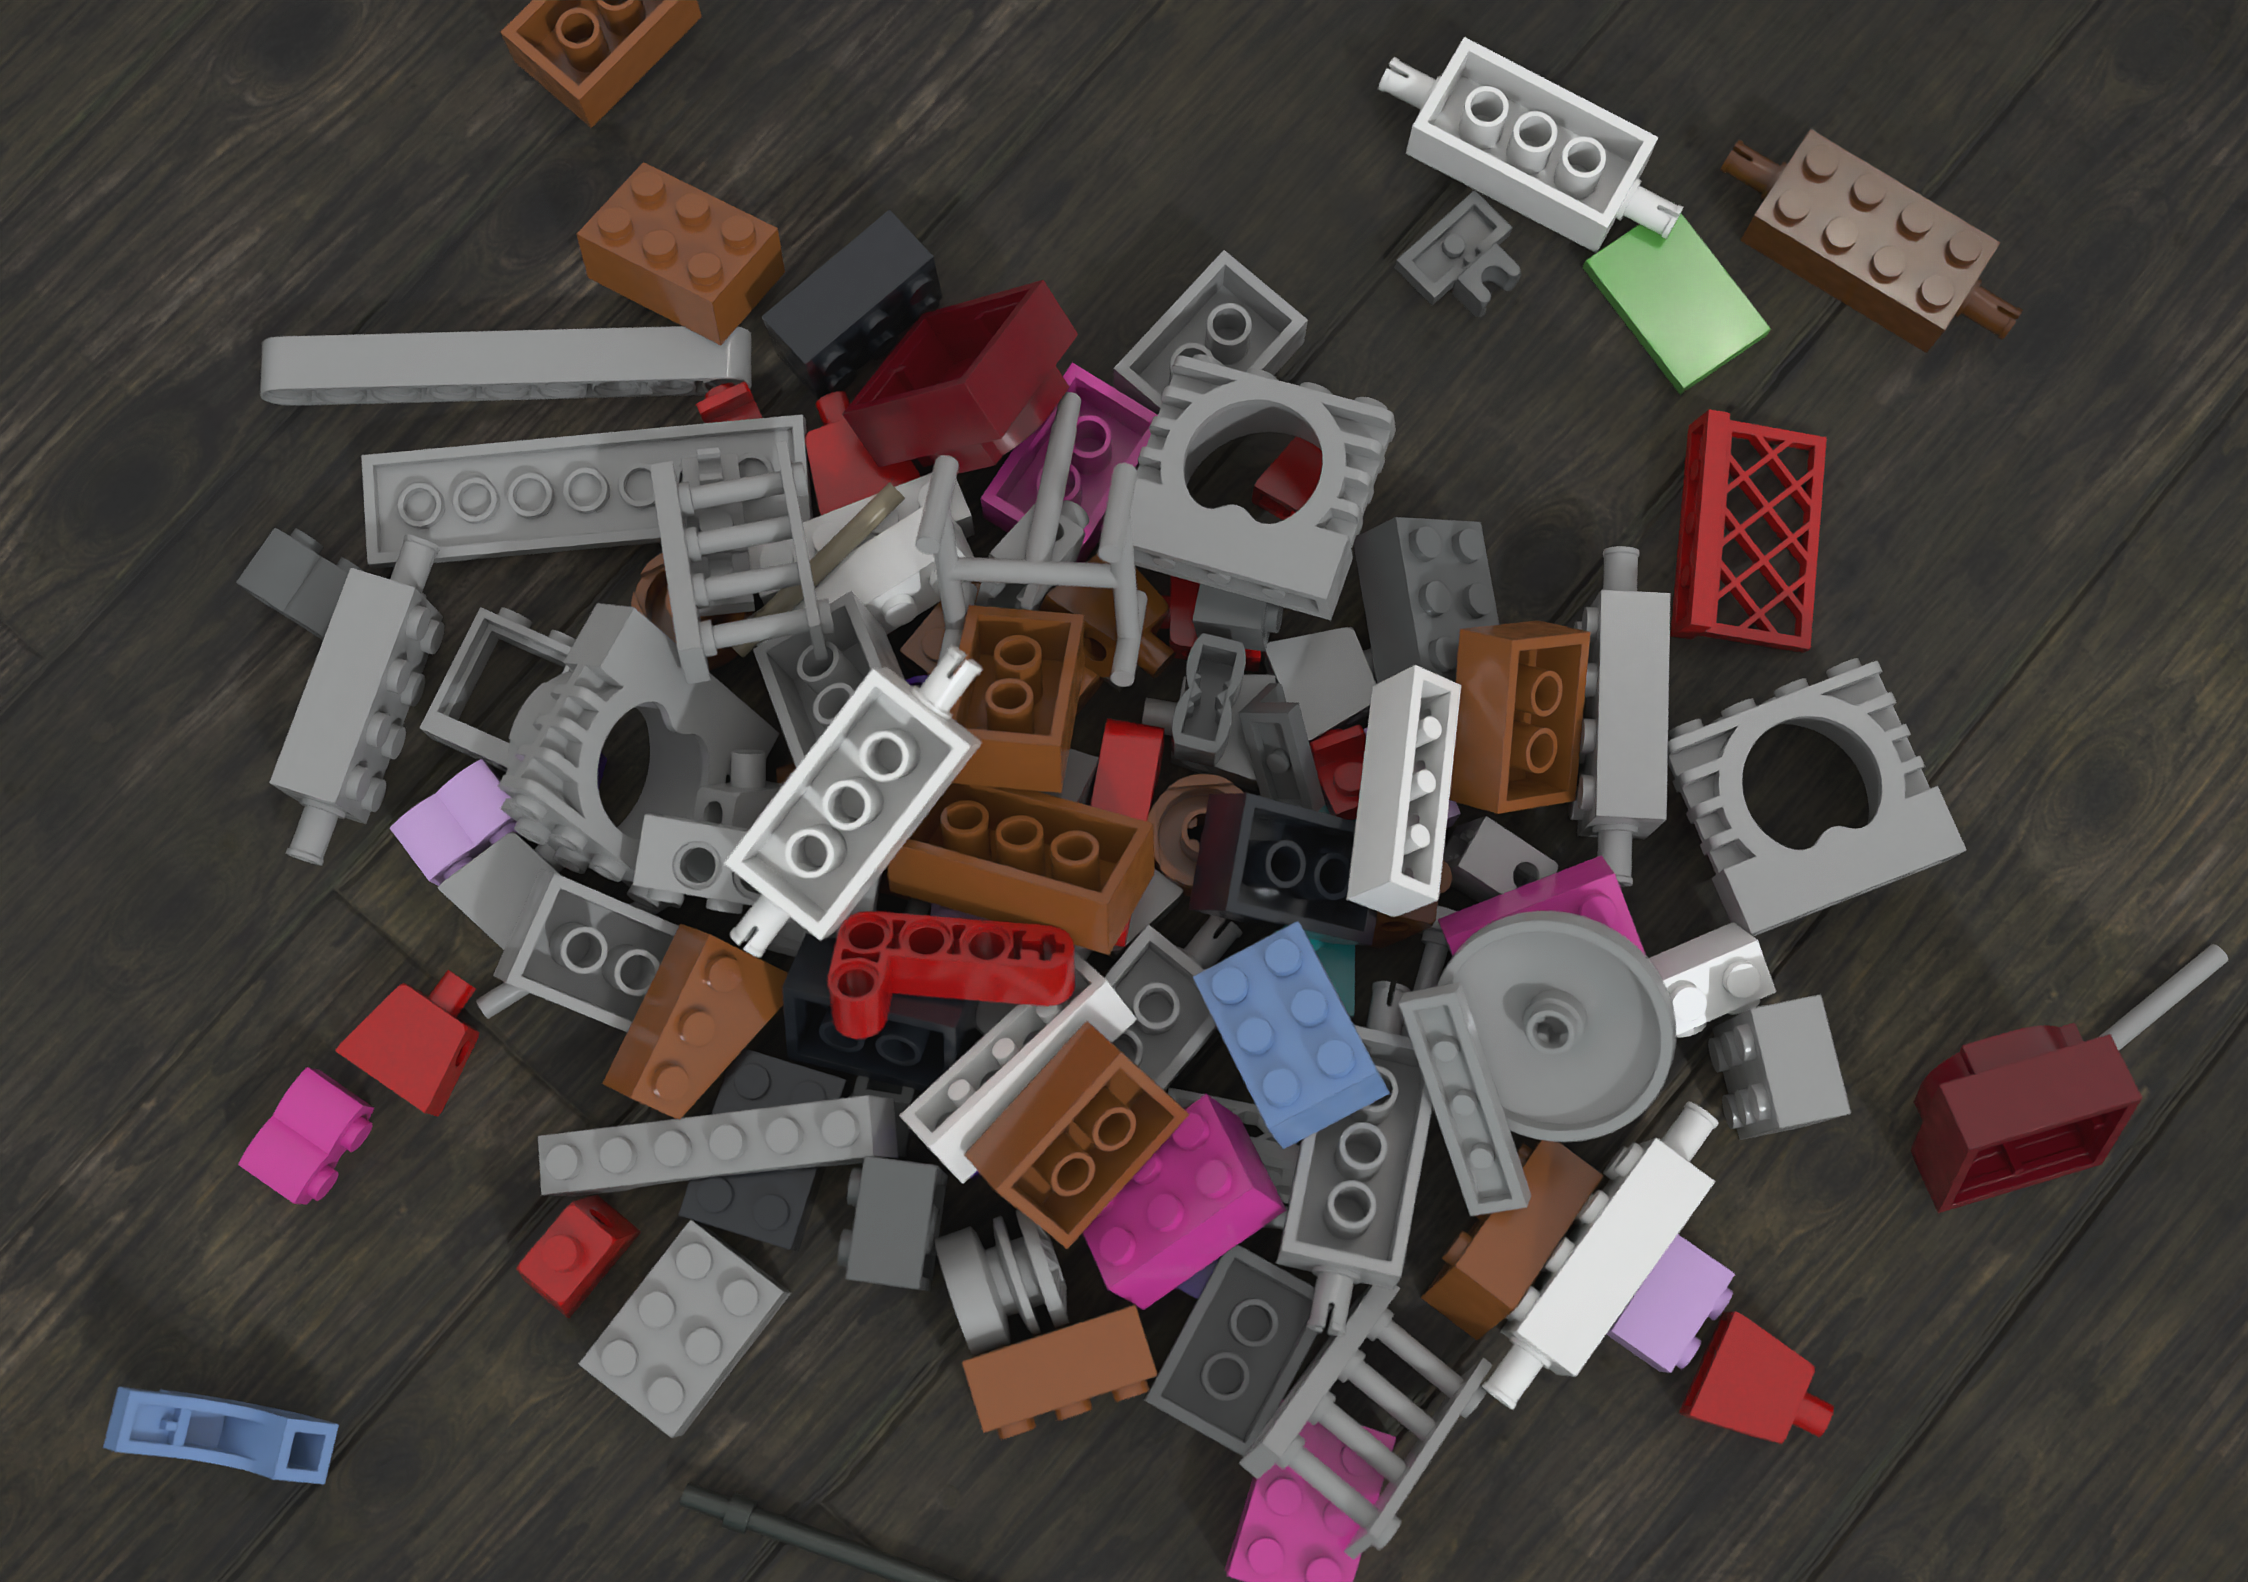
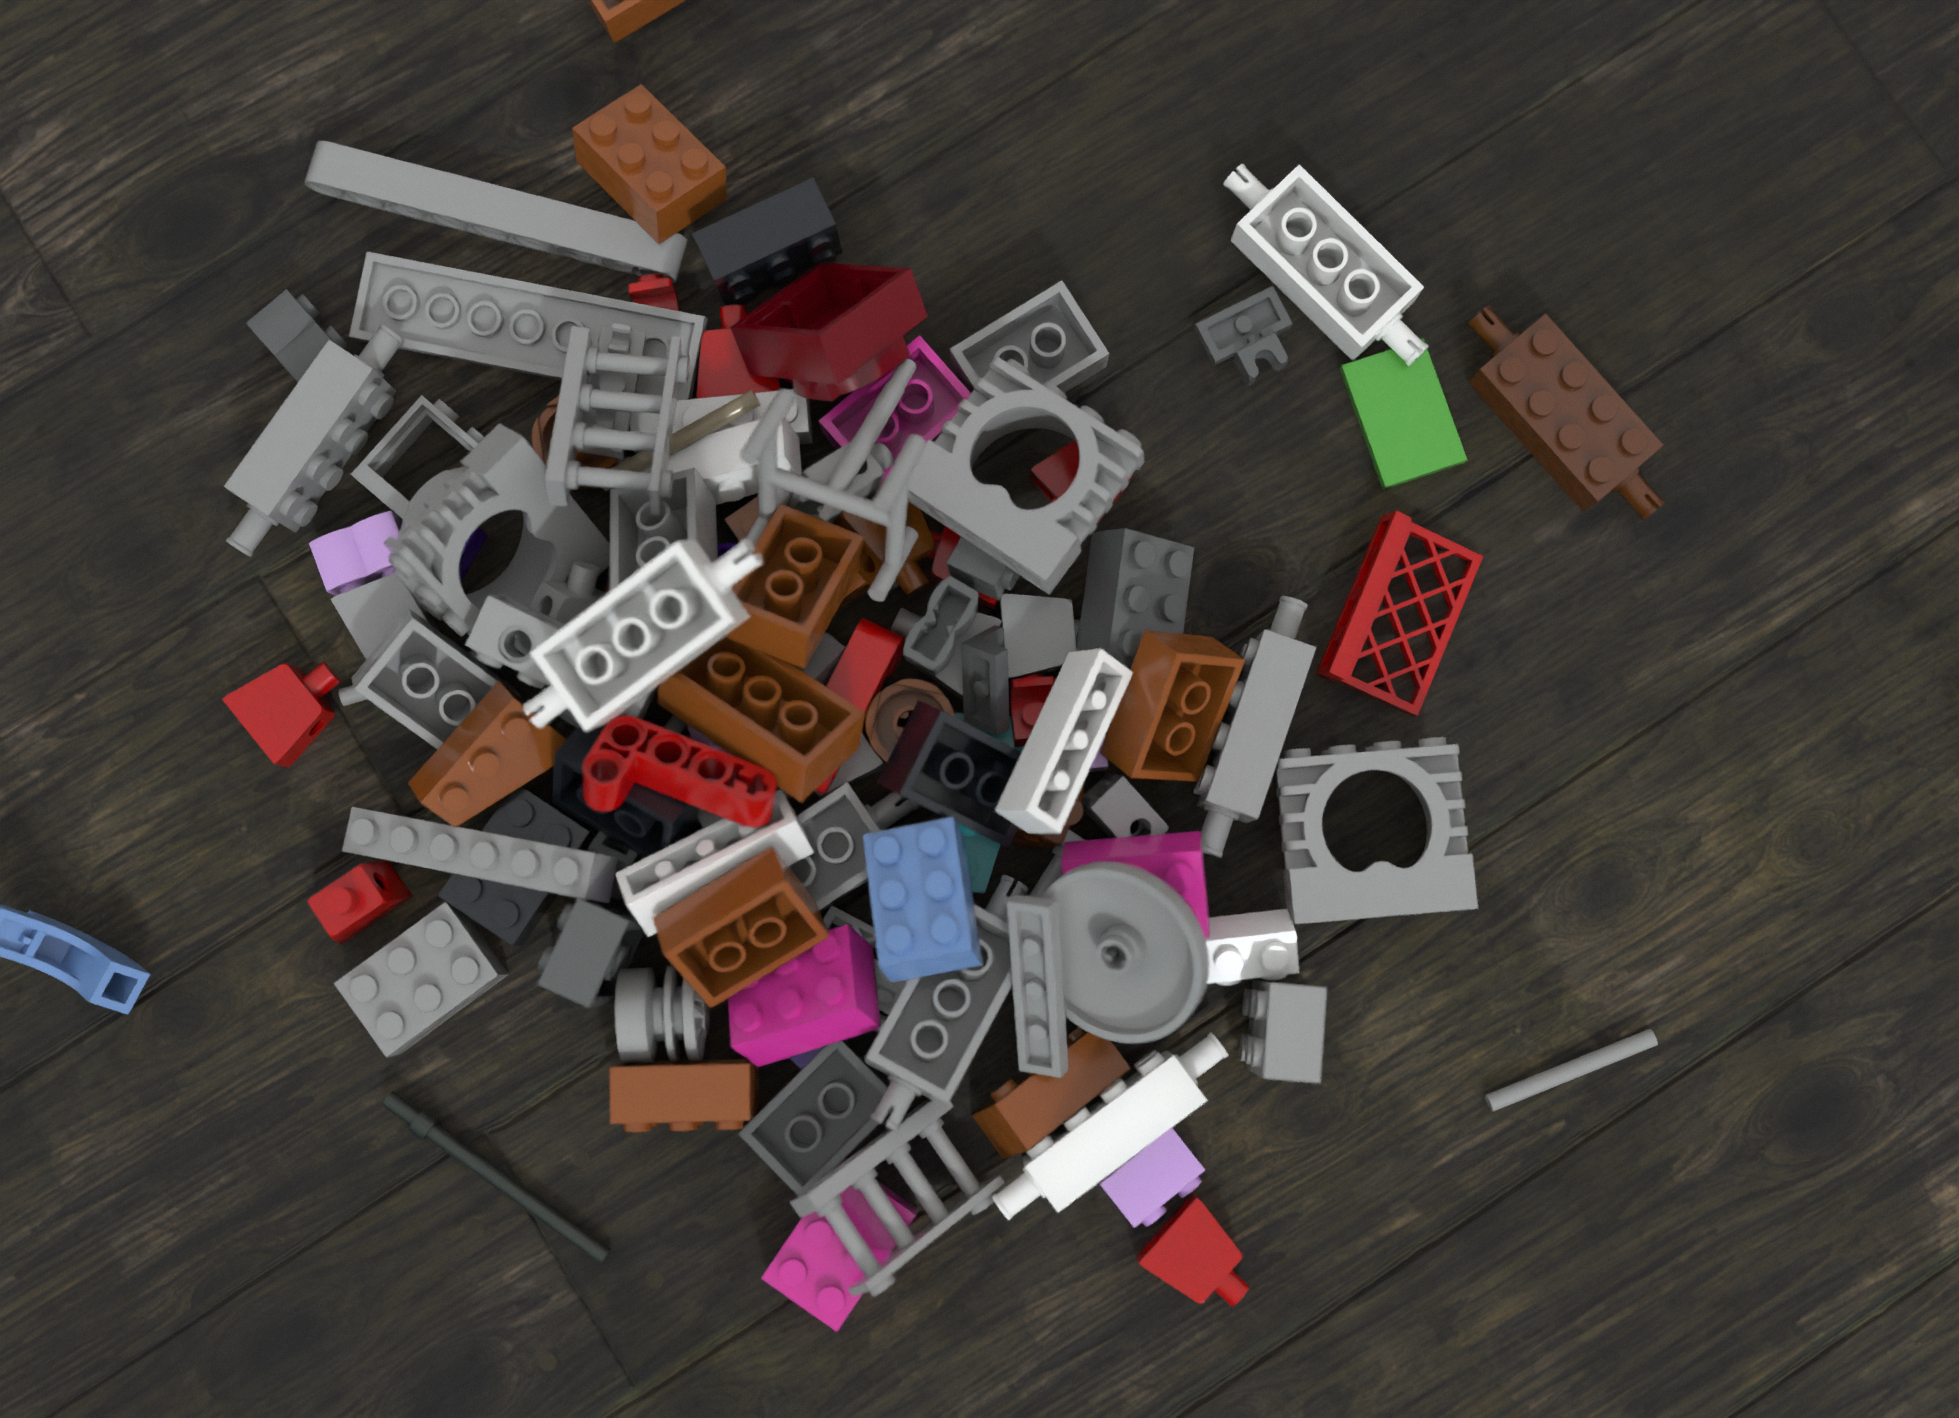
camera: 15 degrees right, 5 degrees up
(307, 1137) = (186, 756): dark pink brick -> none
(2020, 1112) = (1455, 1115): dark red container -> none

